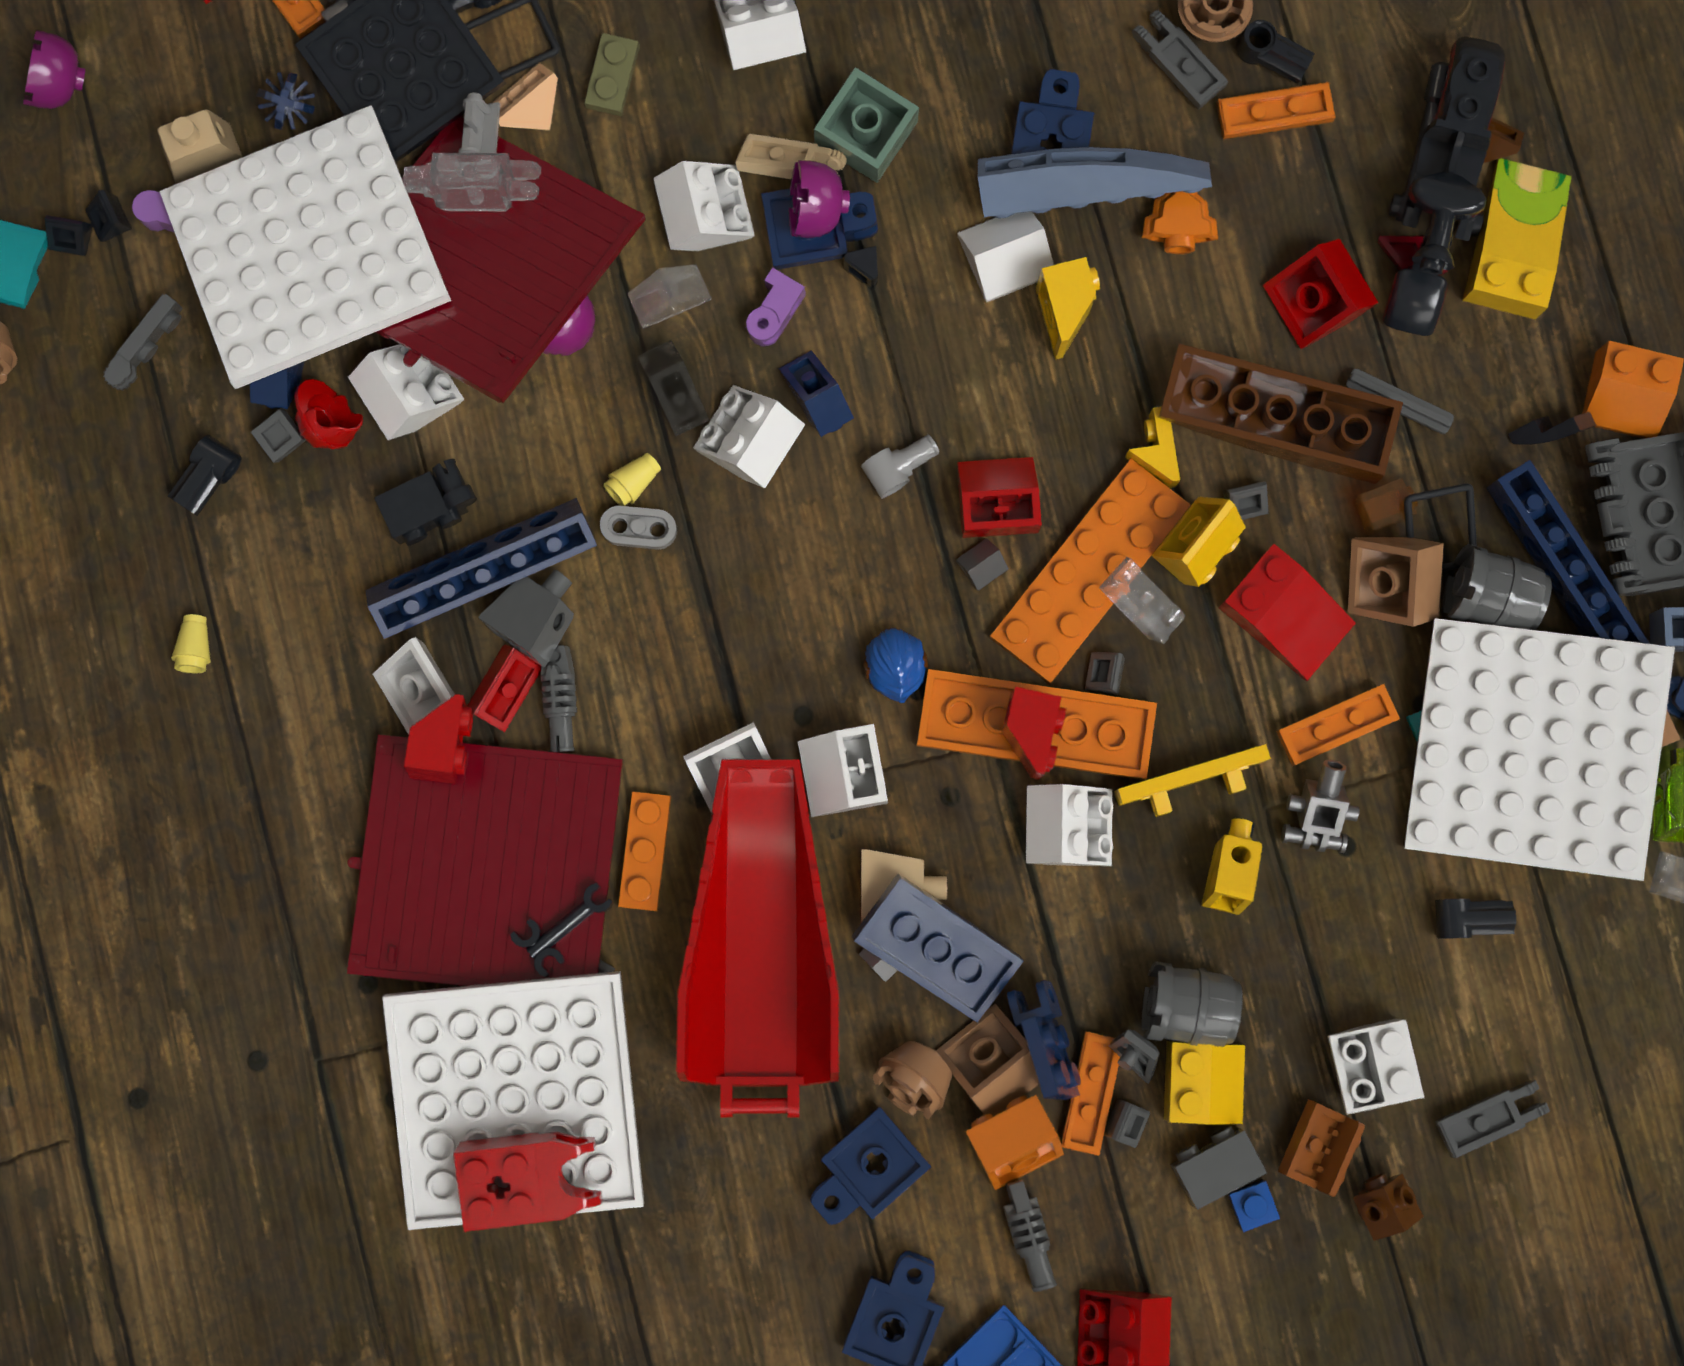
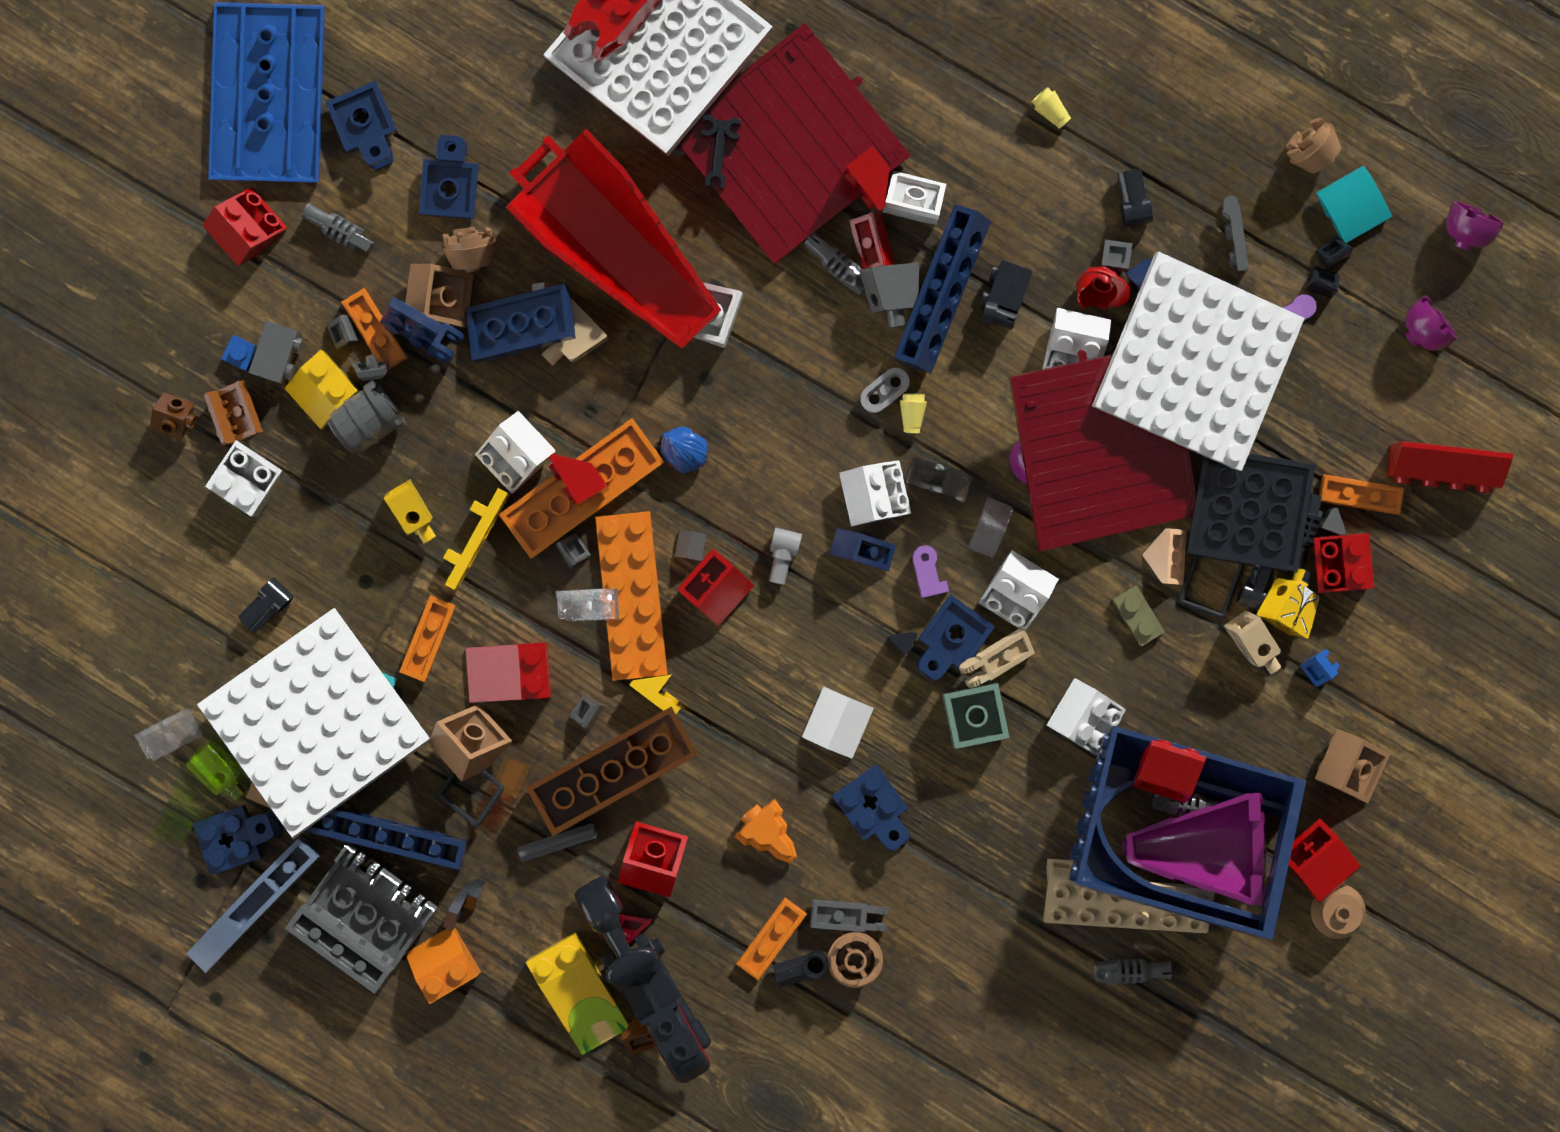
camera: 135 degrees right, 5 degrees up
(197, 144) = (1312, 364): tan torso -> none
(286, 101) = (1288, 430): dark blue piece -> none
(473, 181) = (1145, 480): clear hinge -> none
(480, 125) = (1170, 510): light grey hinge -> none
(644, 851) = (717, 230): orange plate -> none
(816, 199) = (959, 646): magenta cylinder -> none
(843, 771) = (656, 367): white slope -> none
(1014, 1141) = (389, 265): orange slope -> none
(1066, 299) = (777, 722): yellow slope -> none
(1081, 177) = (833, 797): sand blue slope -> none
(1201, 540) = (589, 663): yellow slope -> none
(1321, 811) = (394, 584): flat silver piece -> none
(1488, 1119) = (162, 511): dark grey hinge -> none
(1496, 590) = (411, 785): dark grey piece -> none

